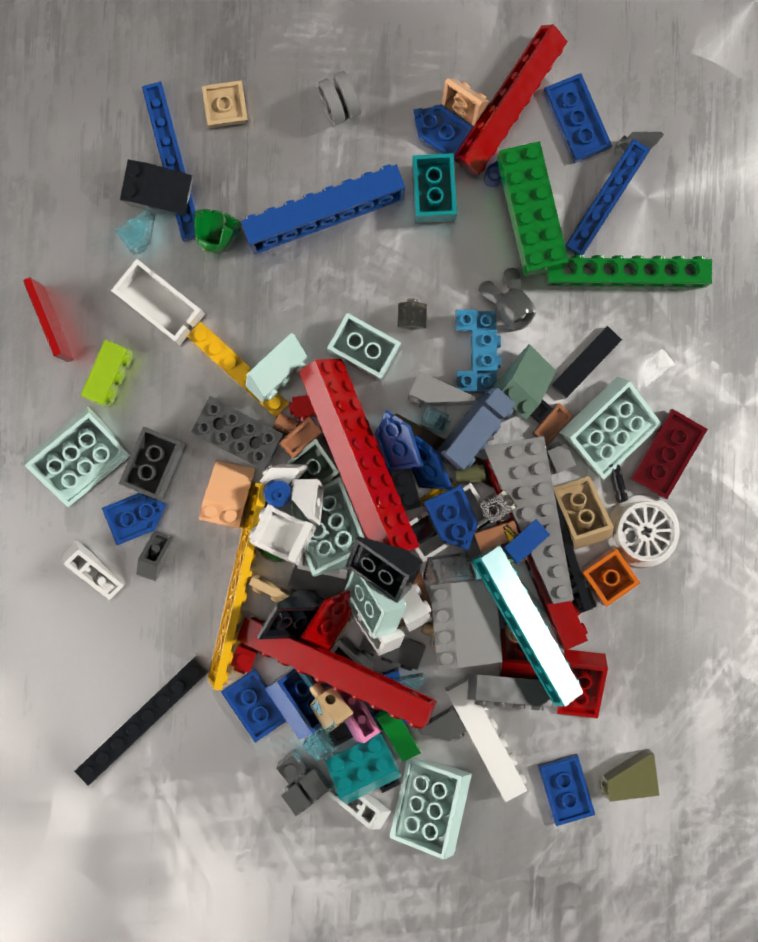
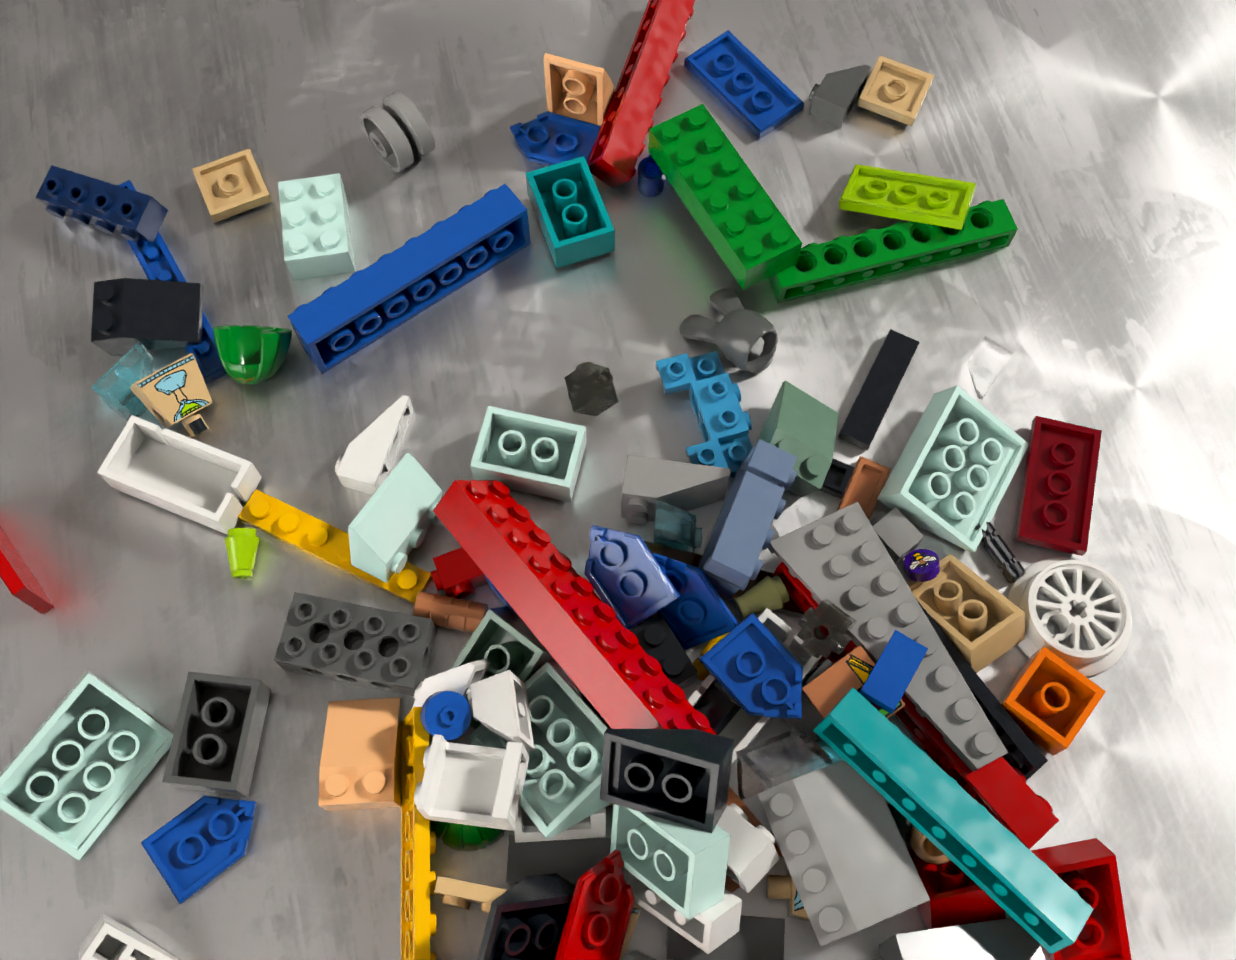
camera: 15 degrees left, 20 degrees down
(107, 373) = (112, 610): lime brick -> none
(142, 100) = (101, 204): none -> dark blue brick
(154, 556) = (251, 902): dark grey slope -> none
(164, 249) = (176, 394): none -> tan torso
(184, 358) = (241, 551): none -> lime cone
(272, 152) = (316, 227): none -> light aqua brick
(273, 318) = (374, 449): none -> white slope
(300, 437) = (463, 617): nougat tile -> none
(570, 479) = (922, 565): none -> dark purple tile
(607, 197) = (824, 160): blue tile -> none
(652, 238) = (908, 196): none -> lime tile
(676, 153) = (895, 90): none -> tan plate

